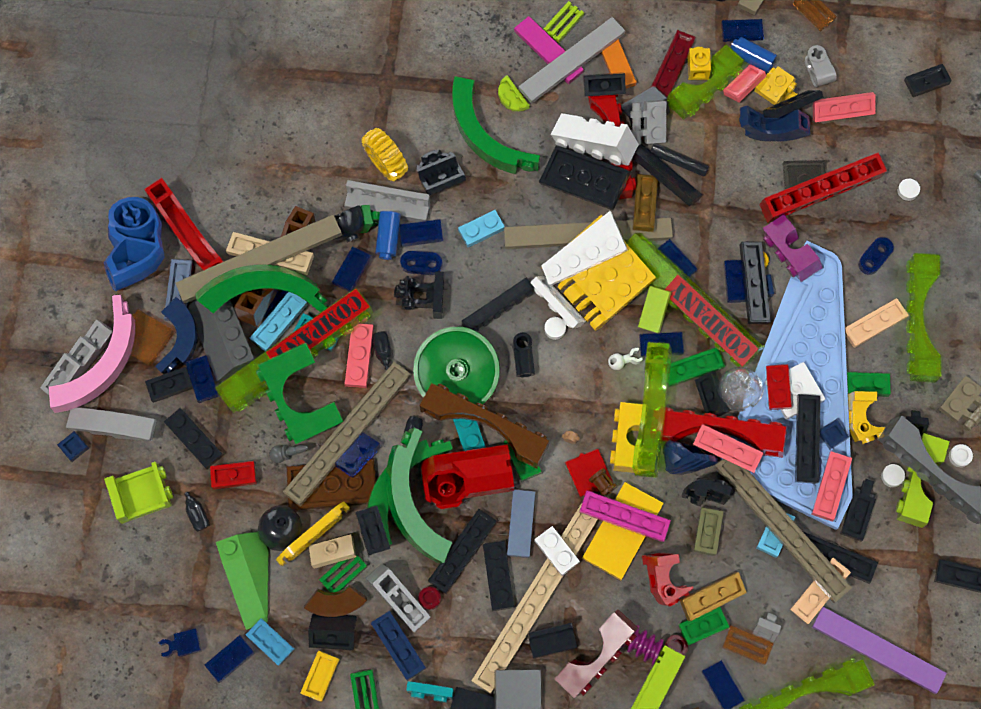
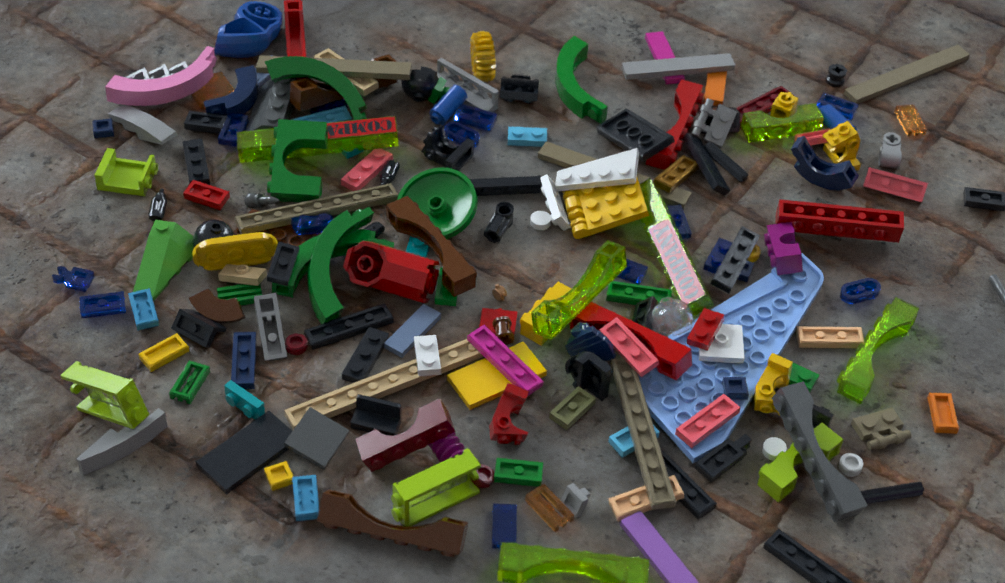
camera: 25 degrees right, 25 degrees down
(351, 269) = (406, 114): clear blue plate -> none
(510, 96) = (612, 72): lime tile -> none
(573, 10) = (689, 46): lime tile -> none
(595, 138) = (663, 109): white wedge -> none
(604, 84) = (693, 83): black slope -> none
(619, 360) = (577, 262): white arm -> none
(654, 309) = (636, 237): lime tile -> none
(712, 596) = (541, 450): pearl gold tile -> none
(792, 103) = (857, 161): black tile -> none
(807, 439) = (708, 378): black tile -> none
(908, 189) = (921, 262): white tile -> none

